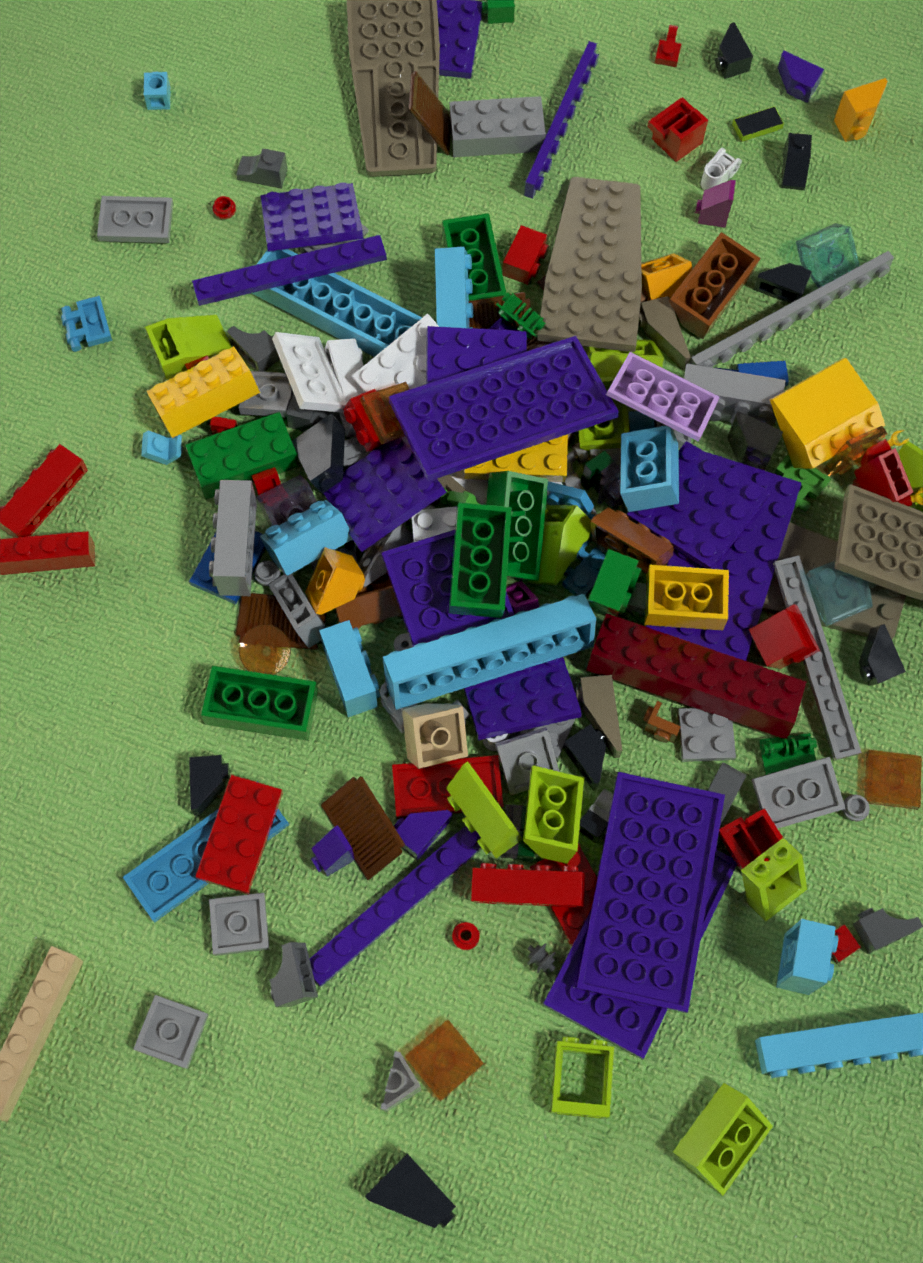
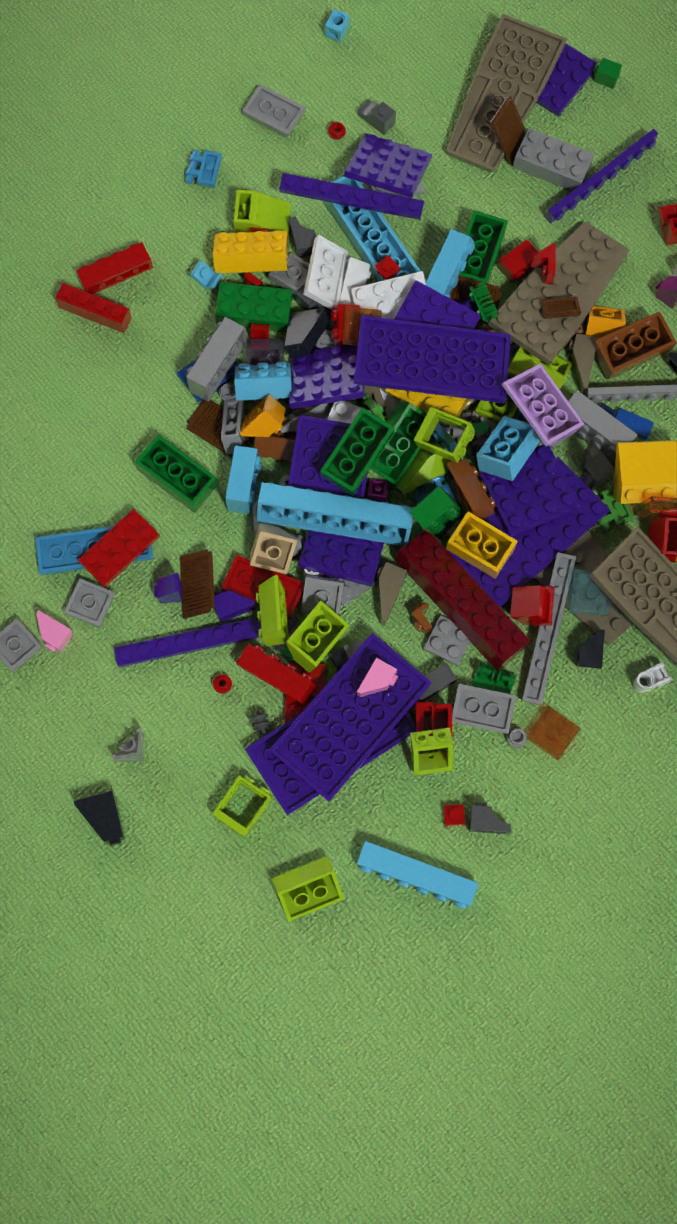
camera: 30 degrees right, 5 degrees up
(207, 780) = (117, 505): black slope -> none
(213, 987) = (53, 633): none -> bright pink slope
(252, 648) = (190, 438): clear orange dish -> none
(295, 977) = (104, 652): dark grey arch -> none
(380, 331) = (387, 268): none -> red plate
(444, 1060) = (167, 750): clear orange plate -> none
(545, 470) = (428, 426): none -> lime window
(564, 236) = (547, 261): none -> red slope
(587, 753) = (364, 612): black slope -> none
(609, 280) = (560, 307): none -> reddish brown tile
(661, 823) = (378, 678): none -> bright pink slope
(807, 957) = (421, 807): medium azure brick -> none

